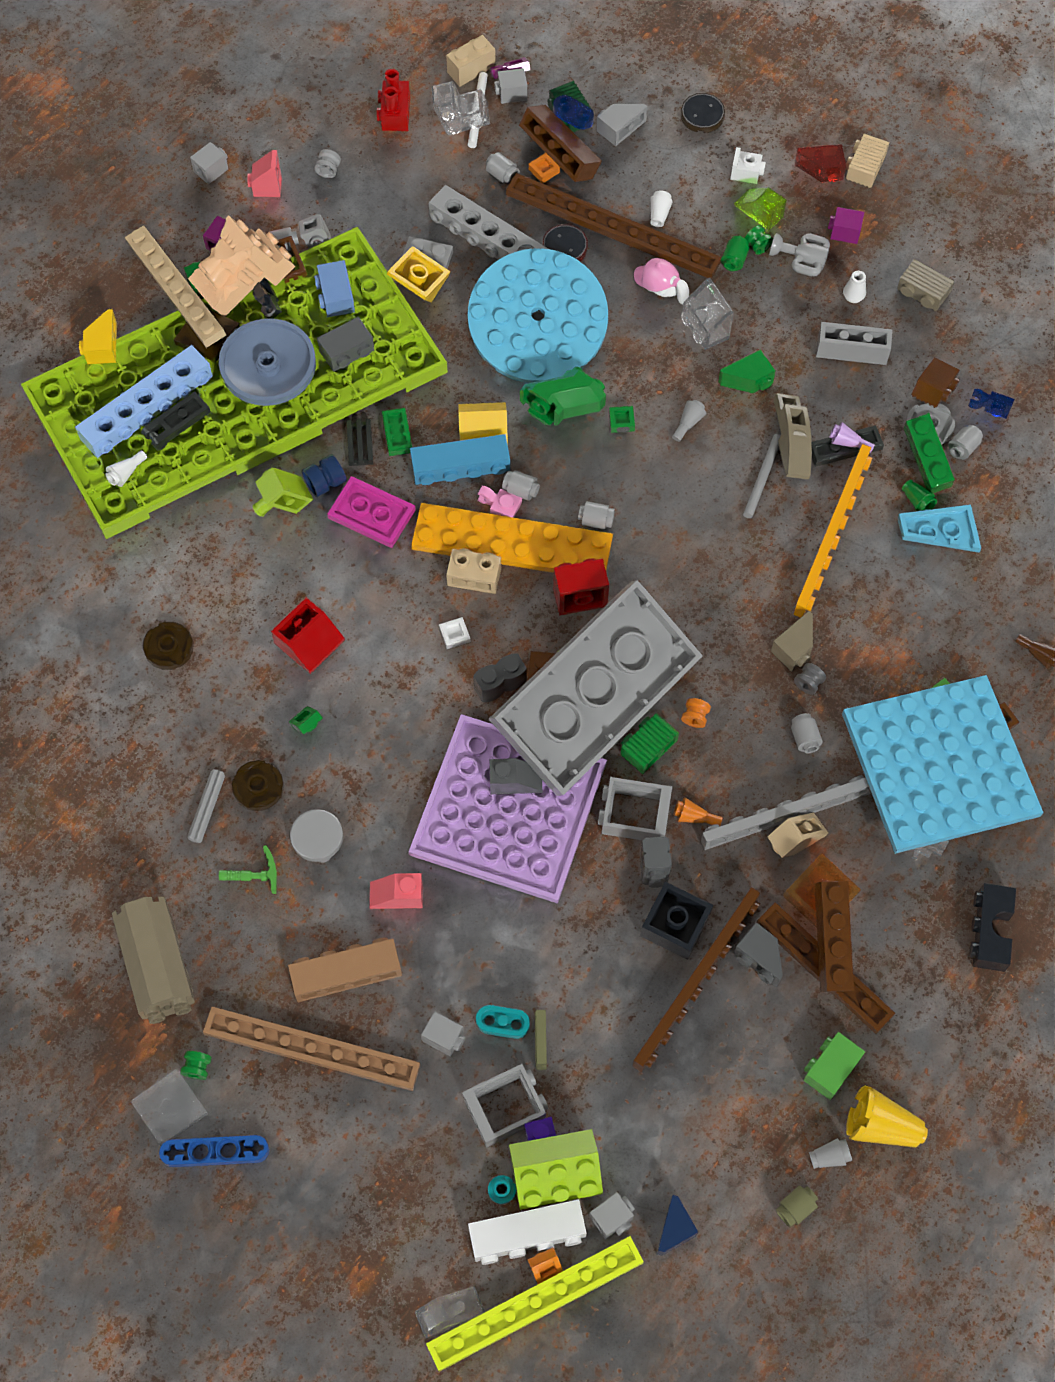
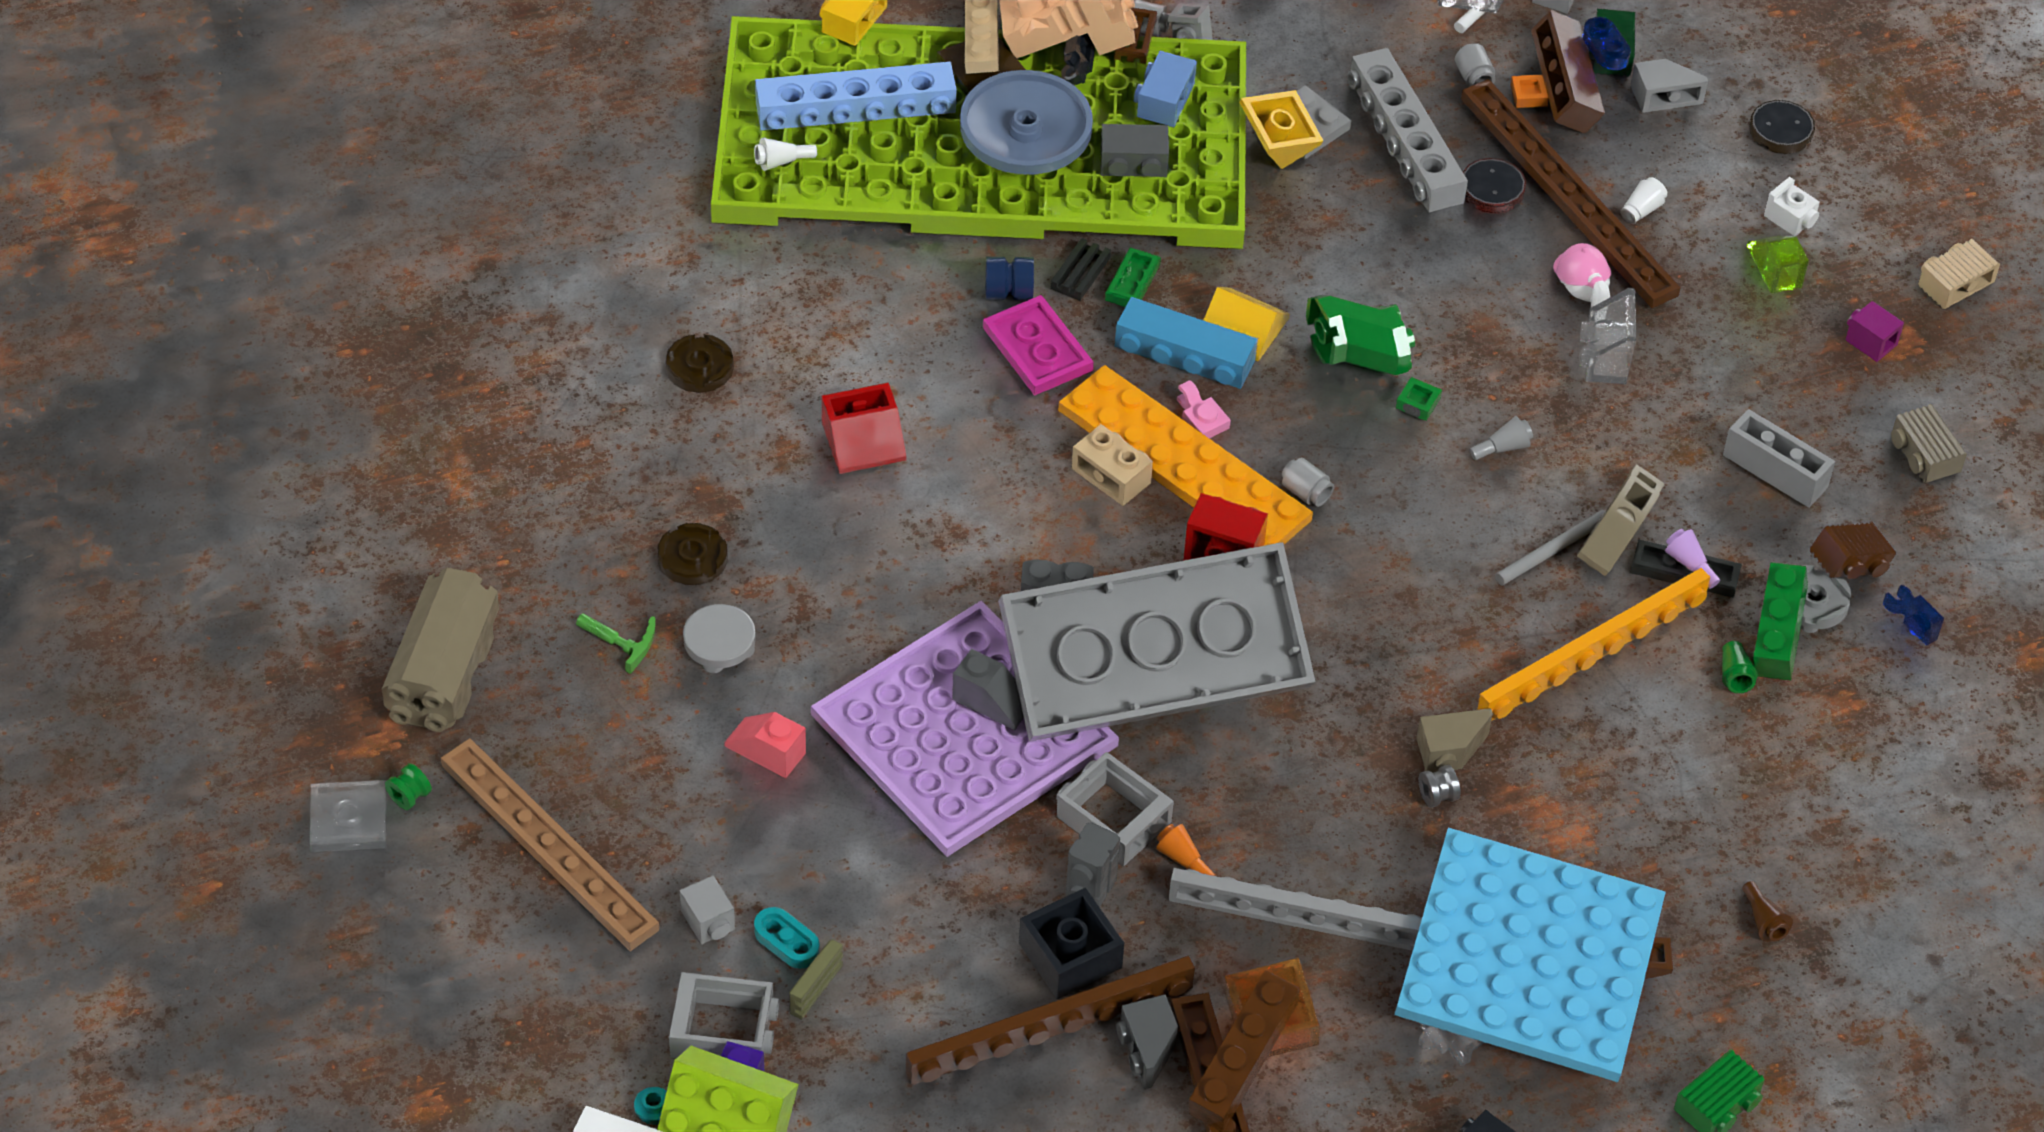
camera: 30 degrees right, 15 degrees down
(176, 420) = (876, 133): pearl dark grey plate -> none
(206, 806) = (618, 542): light grey axle -> none
(214, 1151) = (360, 889): blue beam -> none
(281, 491) = (946, 266): lime brick -> none
(306, 720) = (796, 515): green plate -> none
(344, 969) = (646, 785): medium nougat brick -> none
(454, 633) = (1041, 519): white tile -> none
(521, 485) = (1239, 404): light grey brick -> none
(532, 282) = (1444, 225): medium azure plate -> none
(648, 743) = (1185, 748): green brick -> none
(696, 712) = (1267, 747): orange wheel -> none
(735, 253) = (1702, 293): green brick -> none
(748, 373) = (1616, 427): green slope -> none
(759, 239) = (1745, 292): green wheel -> none
(797, 834) = (1291, 934): tan slope -> none
(806, 733) = (1389, 841): light grey brick -> none
(810, 254) = (1802, 340): light grey piece -> none
(822, 162) = (1896, 248): clear red slope -> none
(856, 287) = (1831, 403): white cone -> none
(941, 527) = (1740, 714): medium azure wing -> none
(965, 442) = (1845, 638): light grey brick -> none

